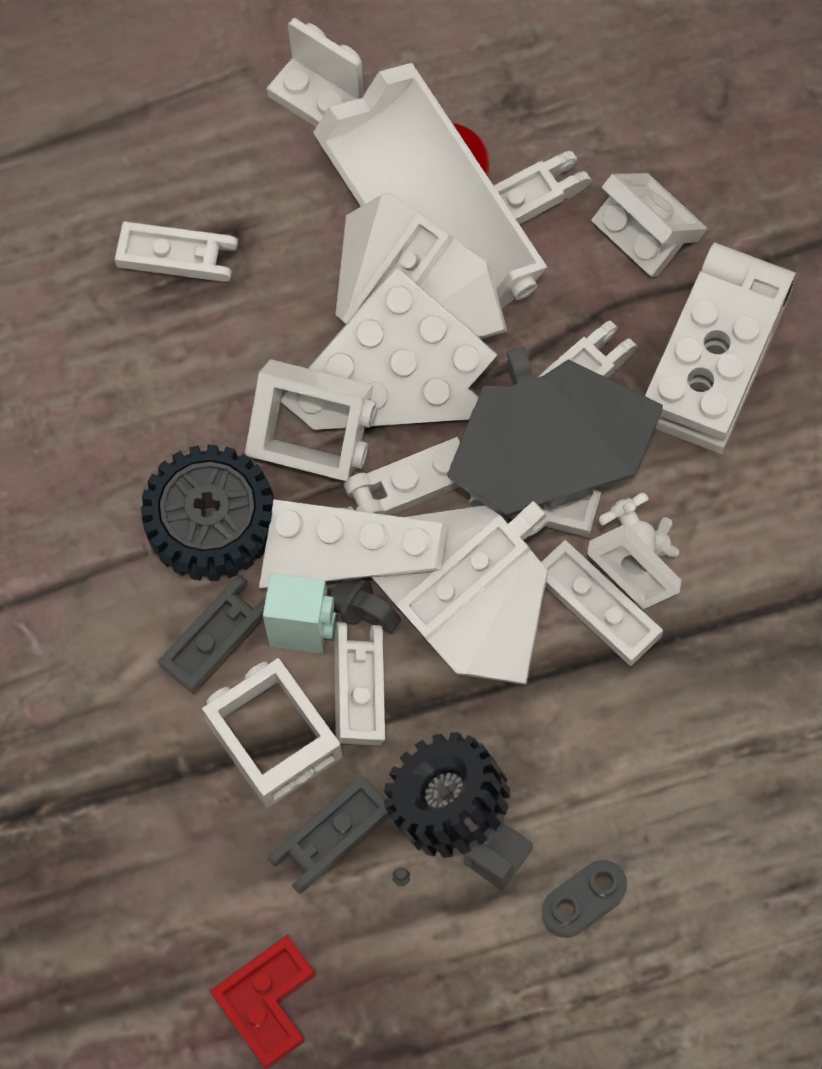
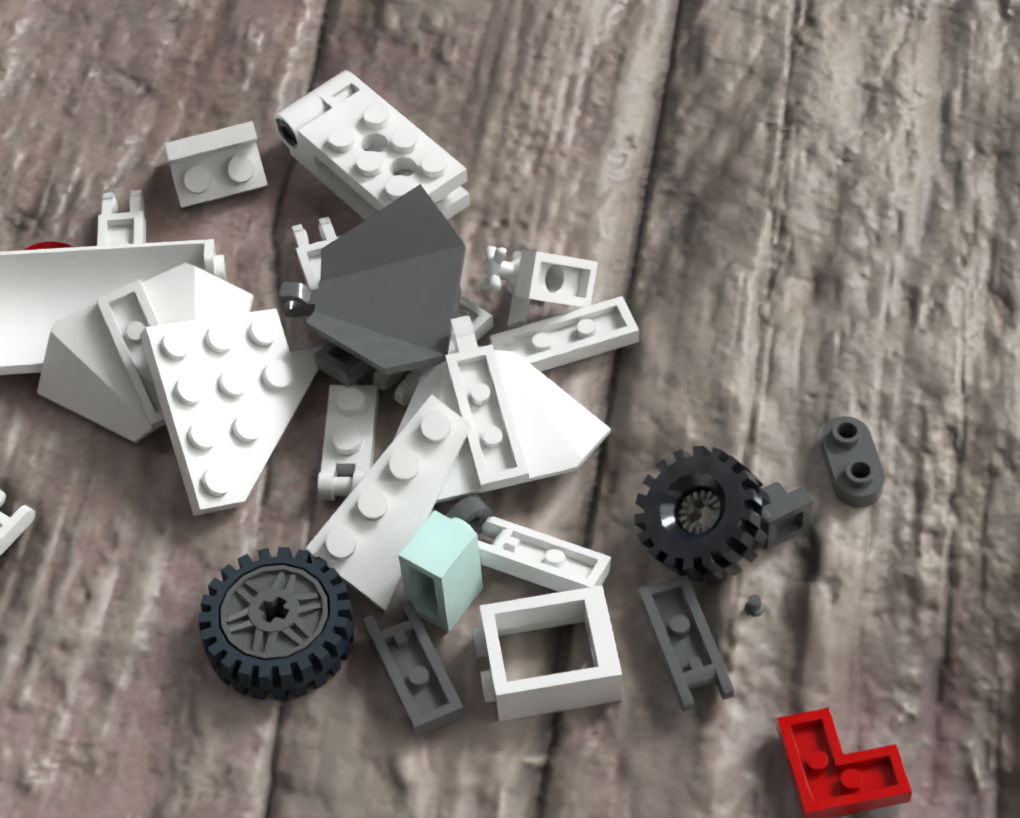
camera: 65 degrees left, 15 degrees down
(282, 376) = (204, 513): white window -> none

